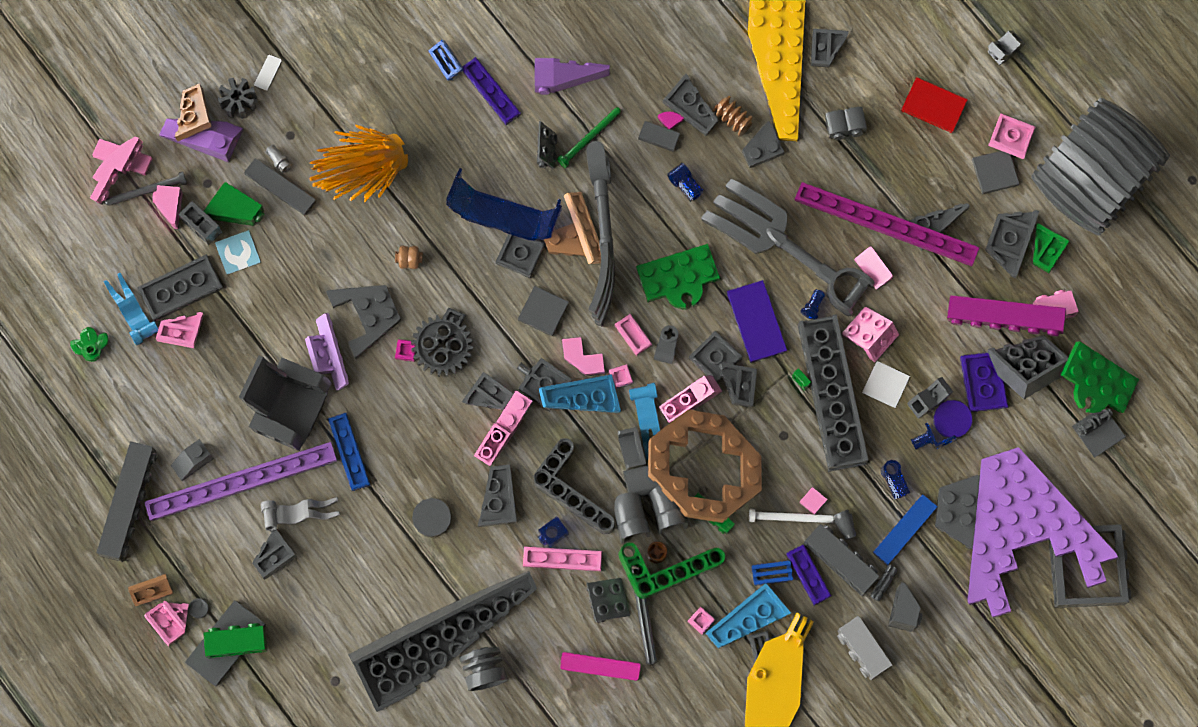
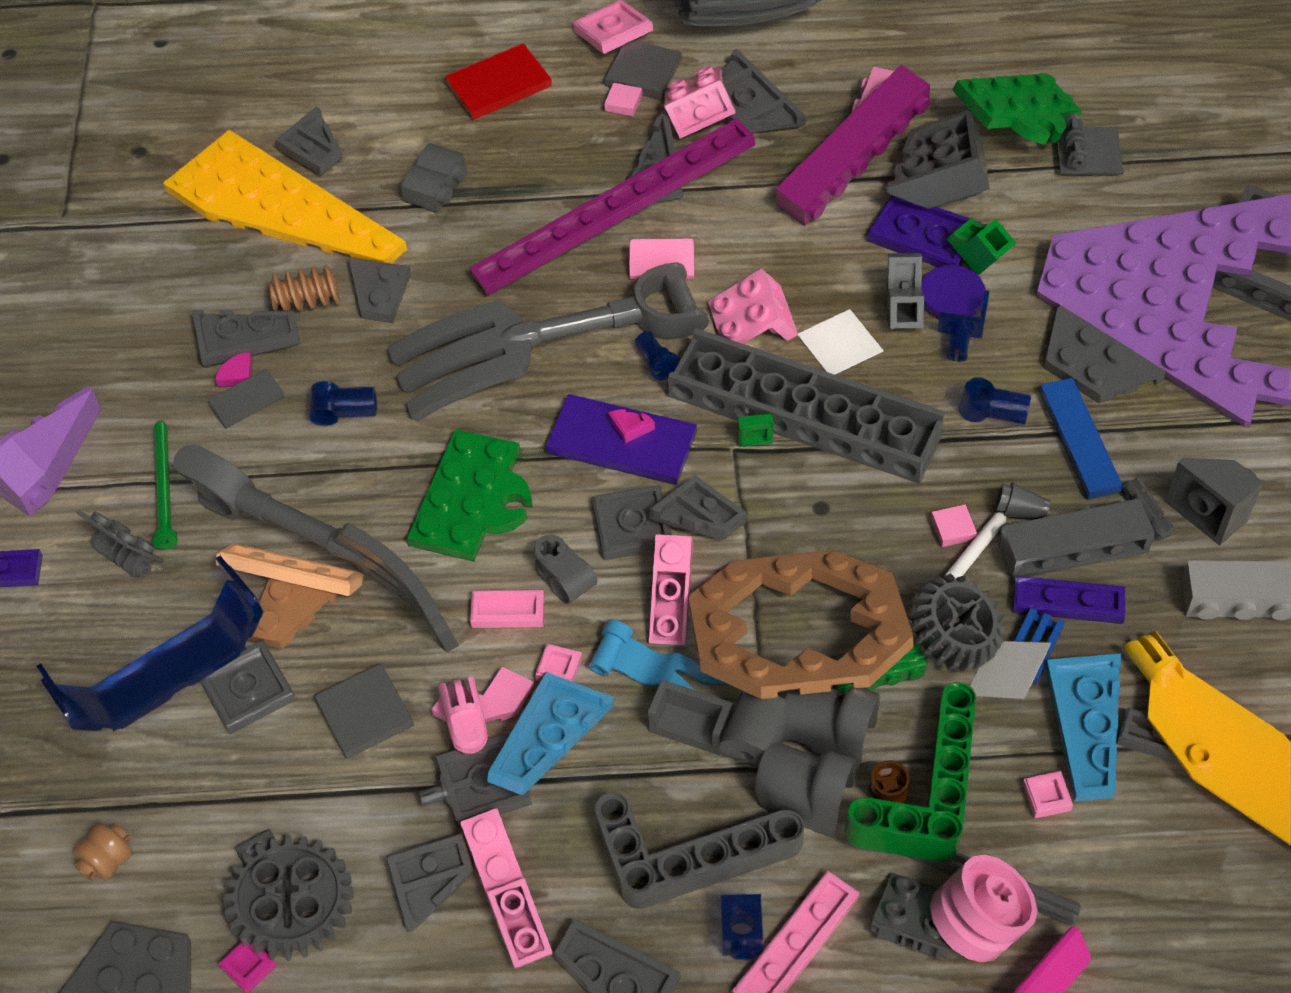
camera: 50 degrees left, 20 degrees down
(562, 359) = (465, 720): none -> bright pink arm
(622, 623) = (983, 908): none -> bright pink wheel
(749, 569) = (1010, 670): none -> white sticker
(754, 540) = (976, 633): none -> dark grey gear
(764, 321) = (631, 424): none -> dark pink tile
(966, 176) = (623, 99): none -> bright pink tile
(986, 214) = (698, 101): none -> bright pink bracket
(989, 416) = (981, 243): none -> green brick
(1048, 248) = (793, 69): green wing -> none

